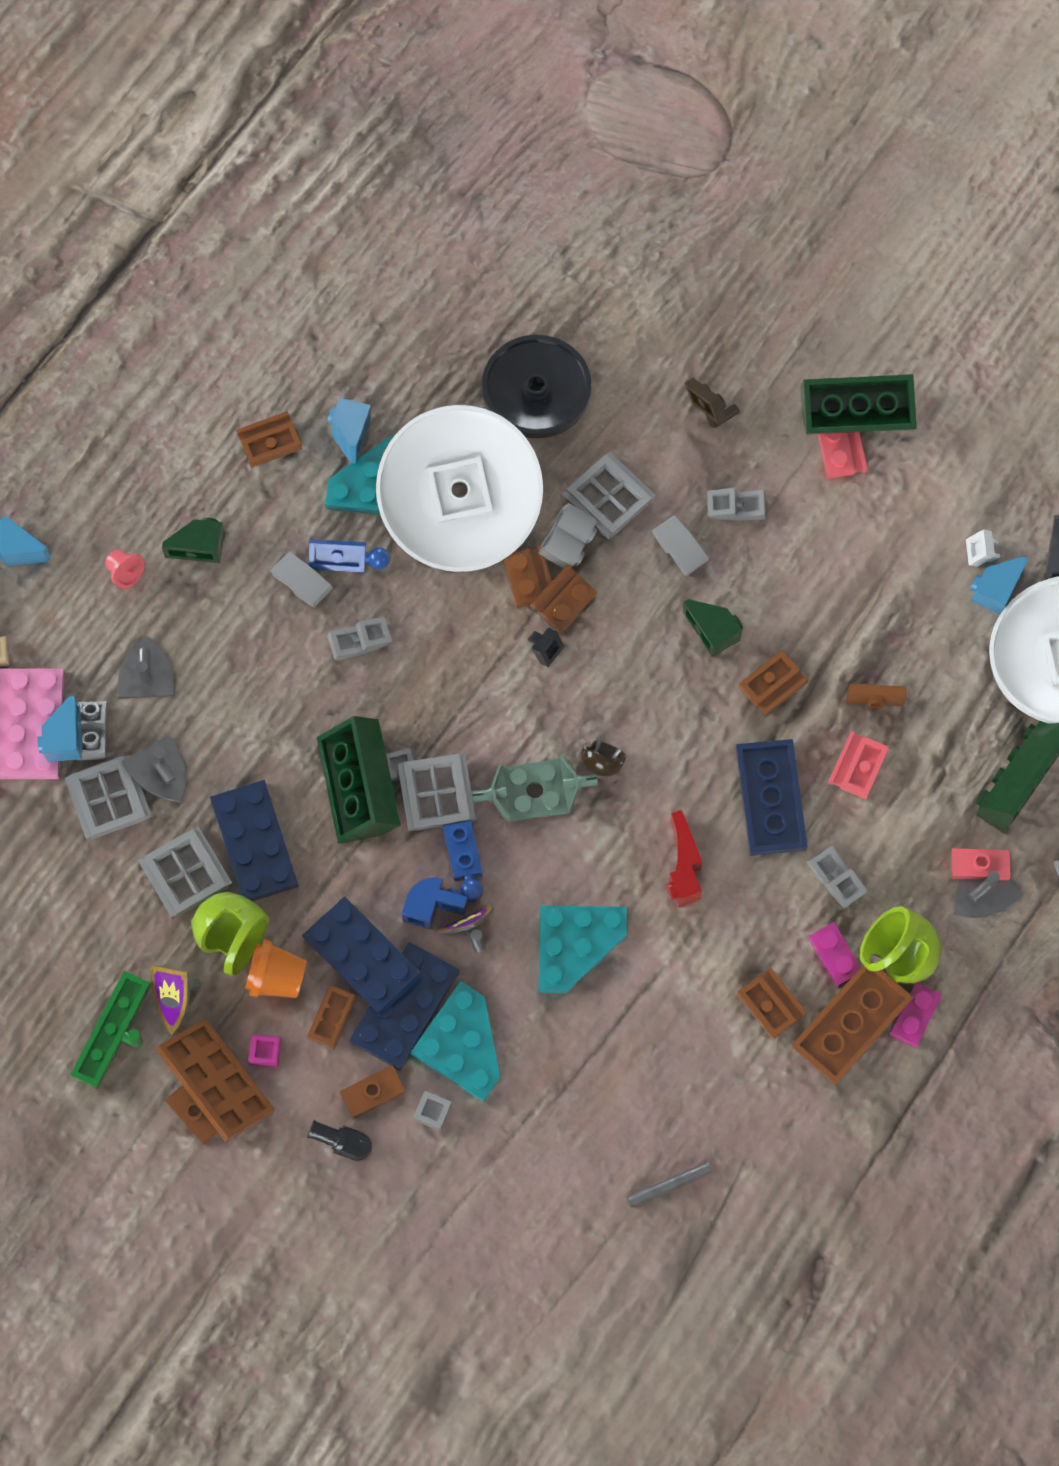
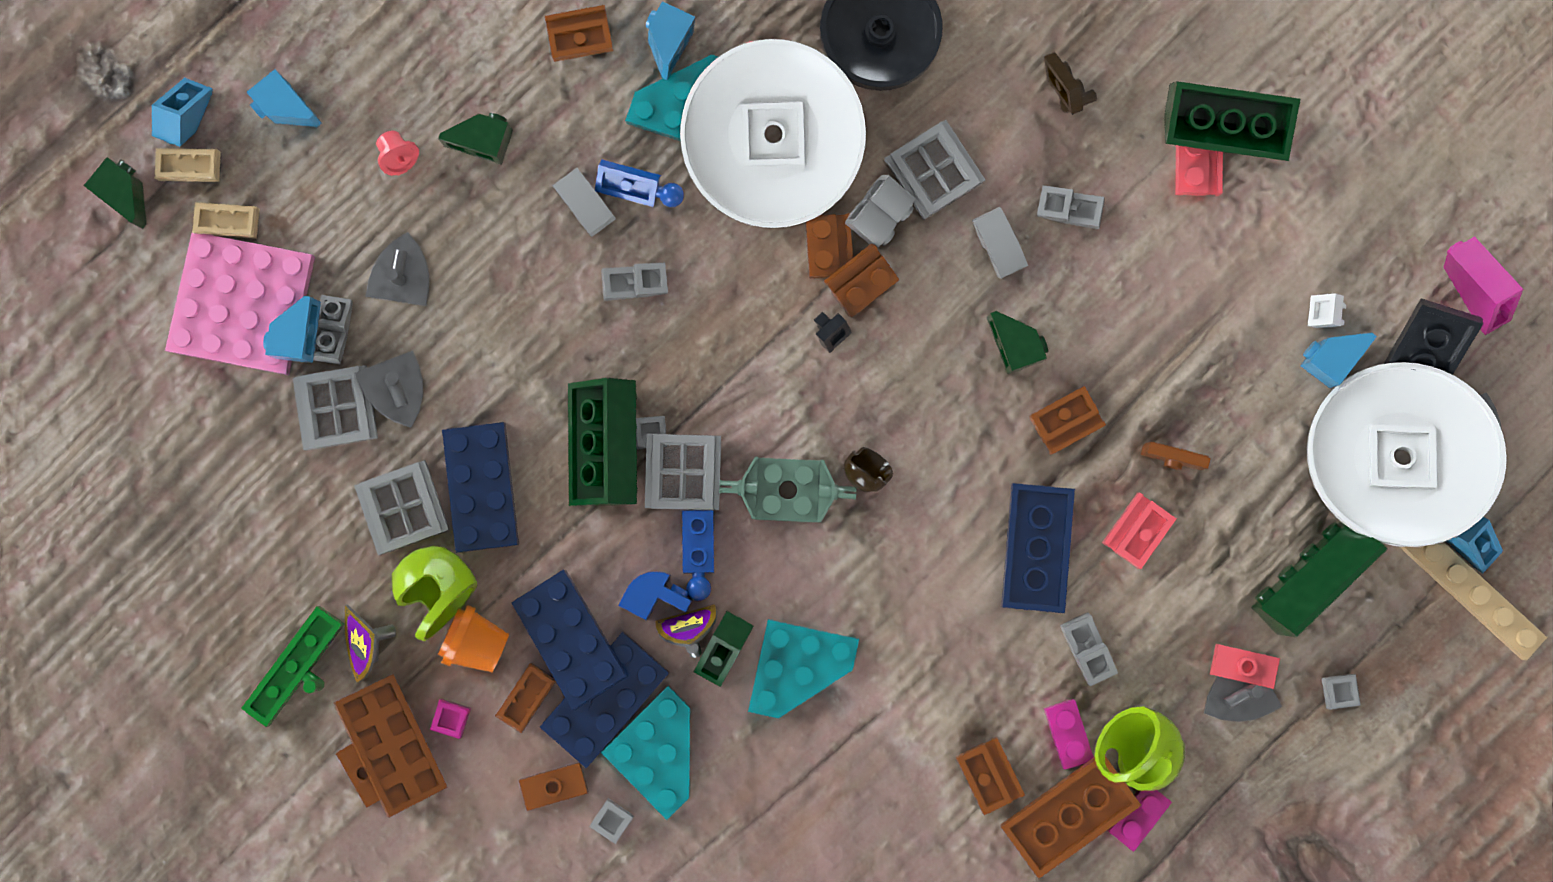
camera: 10 degrees right, 15 degrees up
(344, 1141) = (512, 835): black arm -> none
(504, 938) = (723, 648): none -> dark green slope
(683, 881) = (924, 625): red slope -> none

